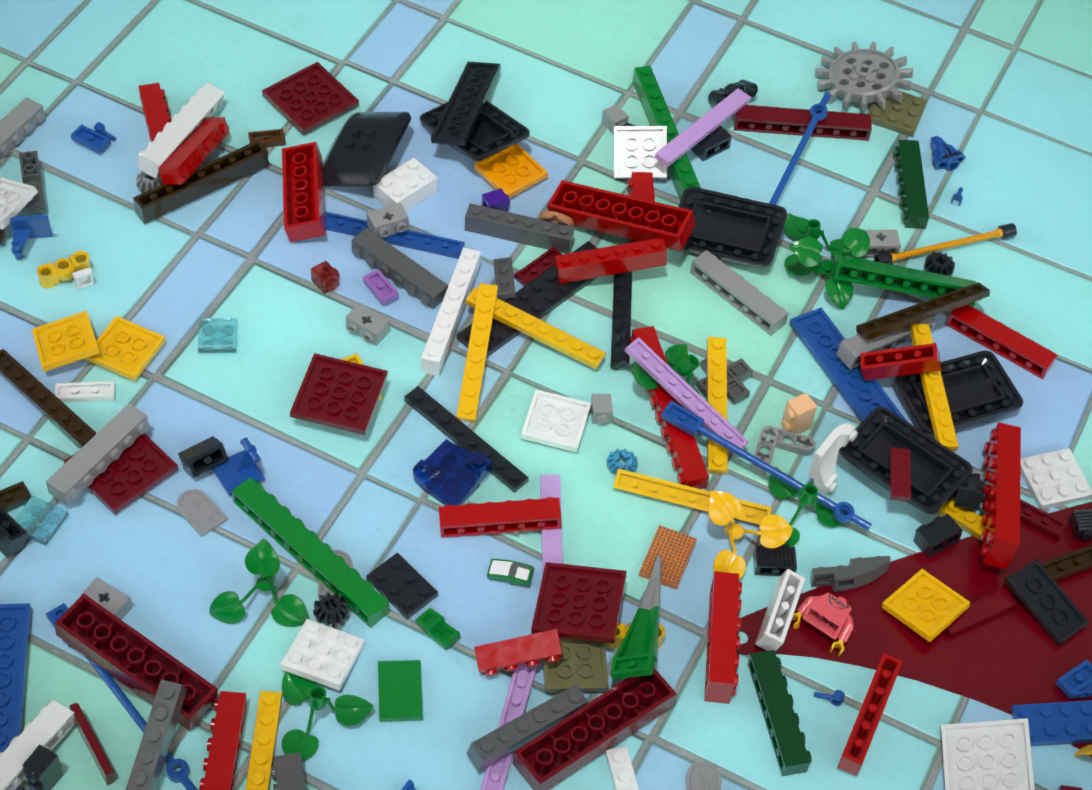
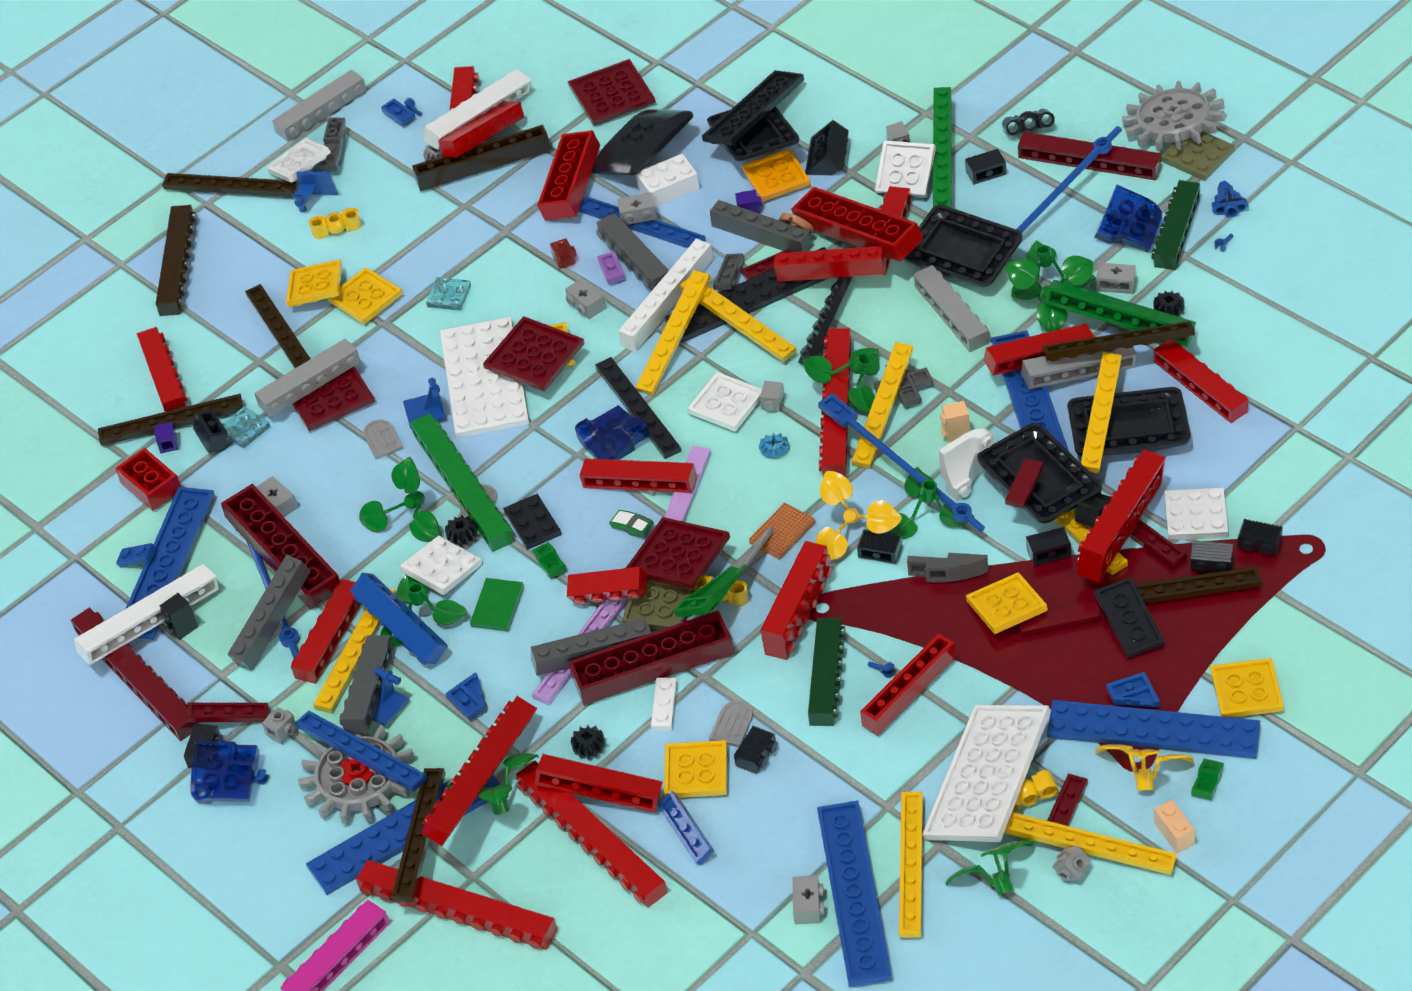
camera: 30 degrees right, 5 degrees down
(83, 278) = (349, 232): white tile -> none
(85, 391) = (319, 328): white tile -> none
(92, 744) = (226, 604): dark red tile -> none
(203, 456) = (397, 392): black brick -> none
(267, 139) = (559, 125): reddish brown tile -> none
(293, 450) = (480, 397): none -> white plate
(304, 730) = (398, 618): none -> blue brick
(552, 140) = (827, 150): none -> black slope
(682, 494) = (813, 478): yellow plate -> none
(683, 392) = (848, 389): lavender tile -> none
(702, 127) = (975, 149): lavender tile -> none
(776, 441) = (928, 446): light grey beam -> none
(780, 611) = (862, 587): white brick -> none
(828, 335) = (1010, 355): none -> red brick
(829, 616) = (906, 598): coral torso -> none
(869, 184) = (1129, 220): none -> clear blue slope
(900, 361) = (1071, 384): red brick -> none
(1003, 231) = (1254, 280): light orange hose -> none

